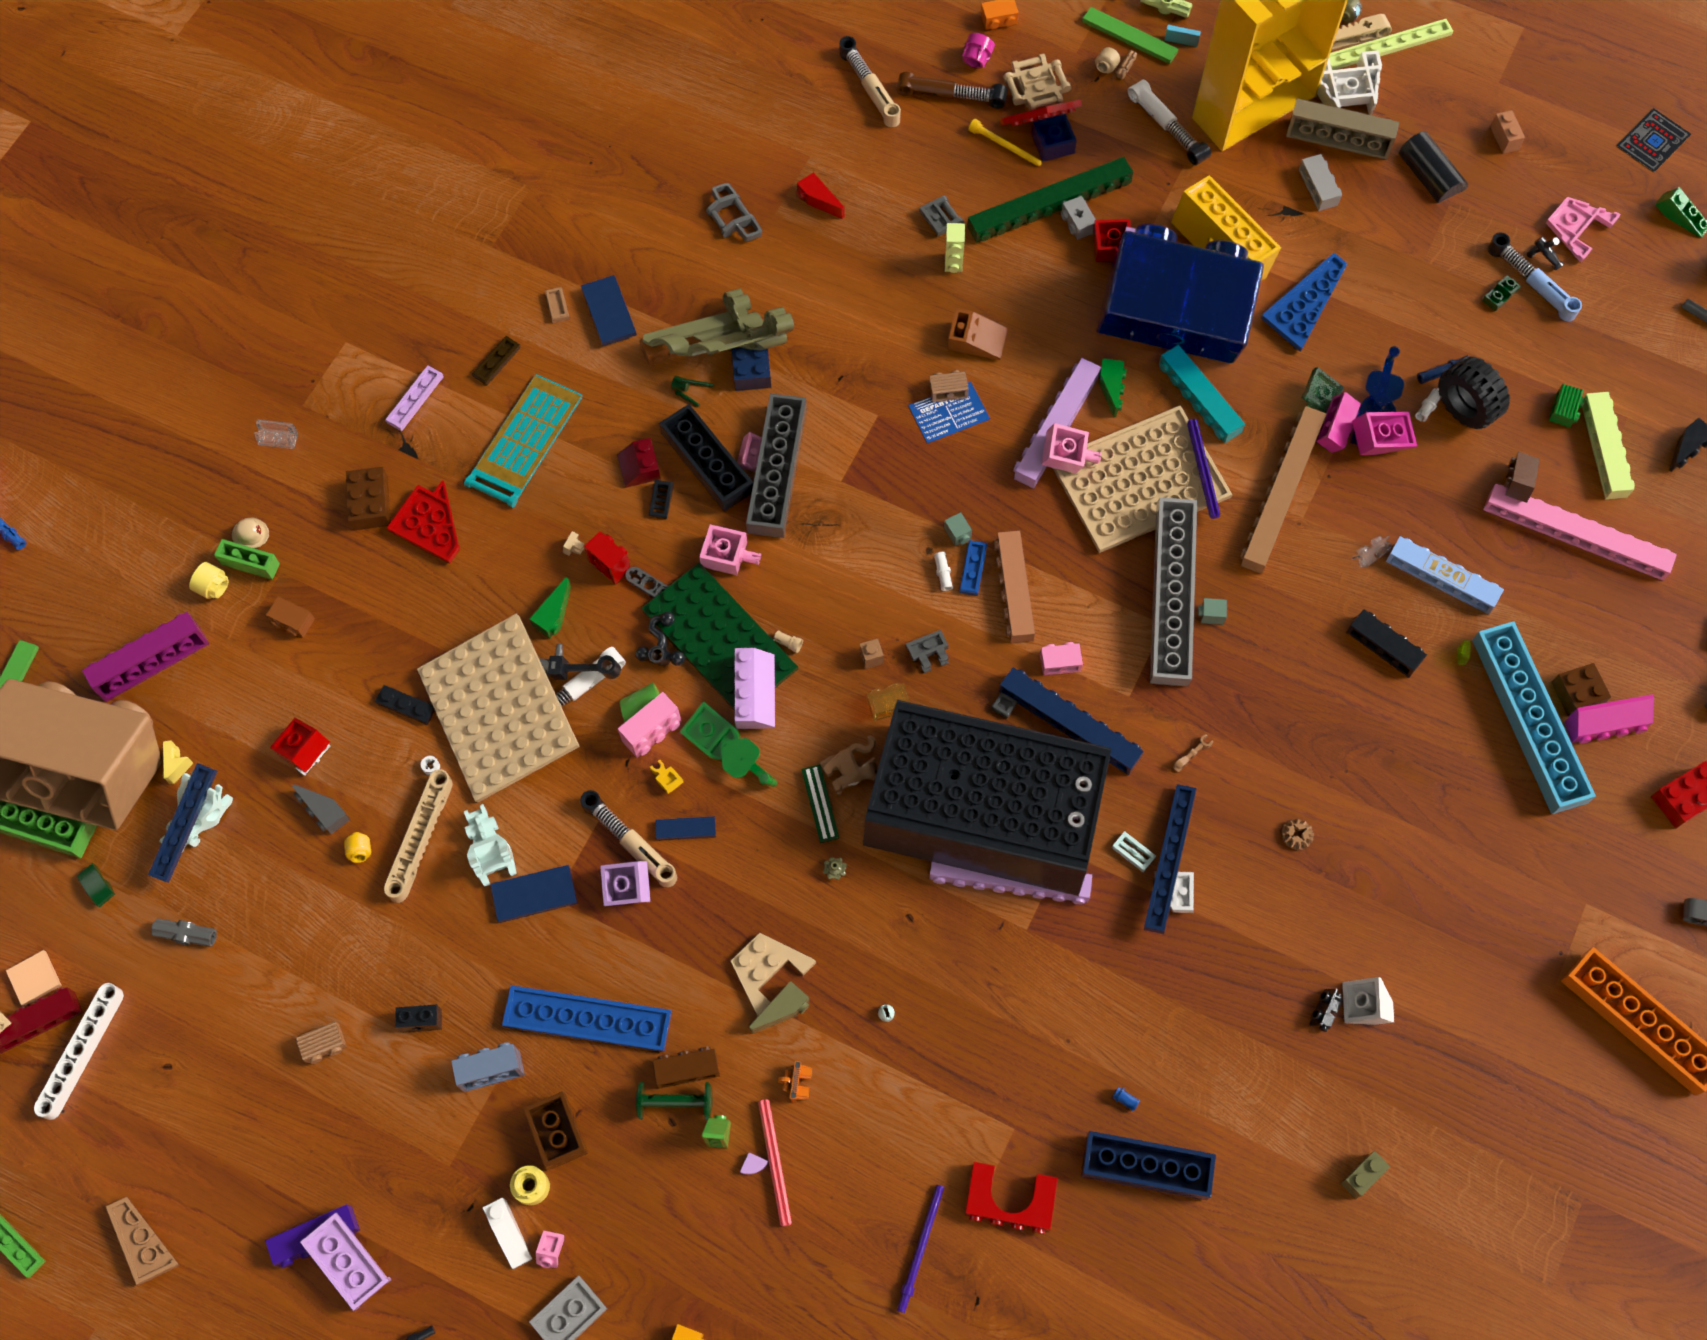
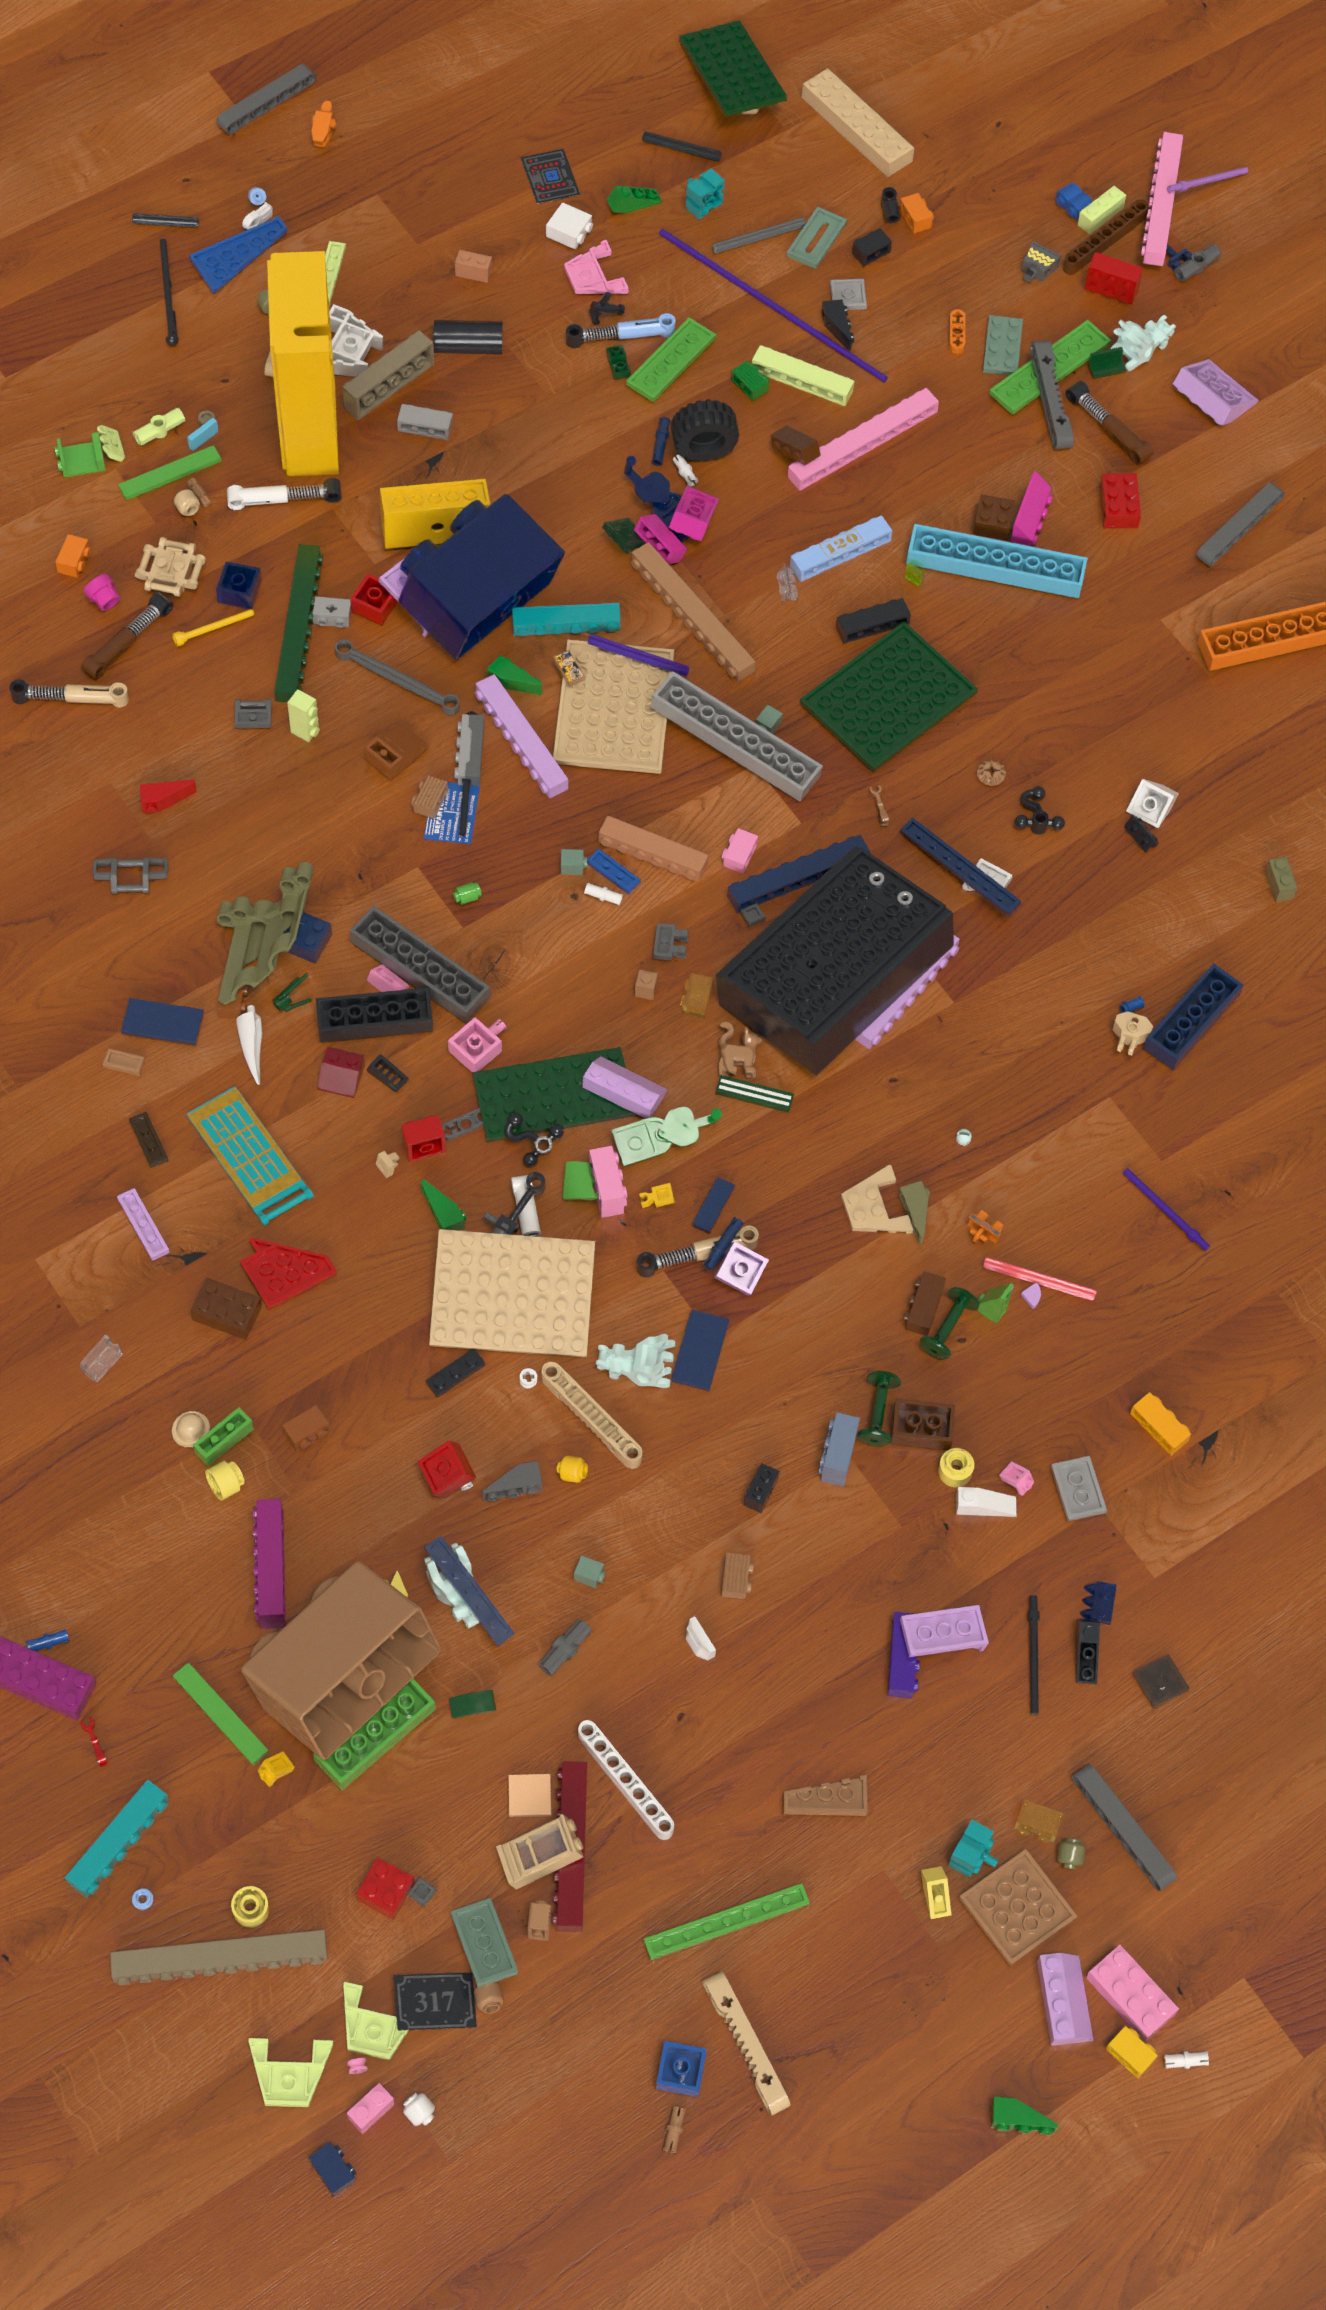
camera: 65 degrees left, 5 degrees down
(242, 1041) = (699, 1640): none -> white slope
(265, 914) = (589, 1572): none -> sand green brick
(550, 1081) = (883, 1381): none -> dark green hose
(587, 1018) = (837, 1359): blue plate -> none
(635, 380) = (250, 1036): none -> white piece
(639, 854) = (725, 1240): none -> dark blue pin
(791, 642) = (595, 1040): tan pin -> none
(834, 868) = (819, 1110): olive plant -> none
(872, 464) = (467, 893): none -> bright green brick
(982, 1206) = (1155, 1146): red arch -> none
(1006, 395) = (469, 759): none -> piece
(1041, 113) = (209, 581): red wing -> none
(1051, 300) = (397, 677): none -> dark grey piece
(1067, 449) = (559, 738): bright pink brick -> none
(1091, 1113) = (1131, 1032): none -> tan hinge
(1127, 856) = (941, 894): light aqua tile -> none
(1150, 421) = (569, 668): none -> tile
(1205, 31) = (205, 416): none -> dark tan tile
(1260, 890) = (1040, 818): none -> black piece
(1301, 307) = (533, 494): blue wing -> none
(1316, 700) = (888, 696): none -> dark green plate
(1537, 332) = (671, 359): none -> bright green plate
(1610, 178) = (569, 226): none -> white brick
(1665, 386) = (773, 305): none -> dark purple piece

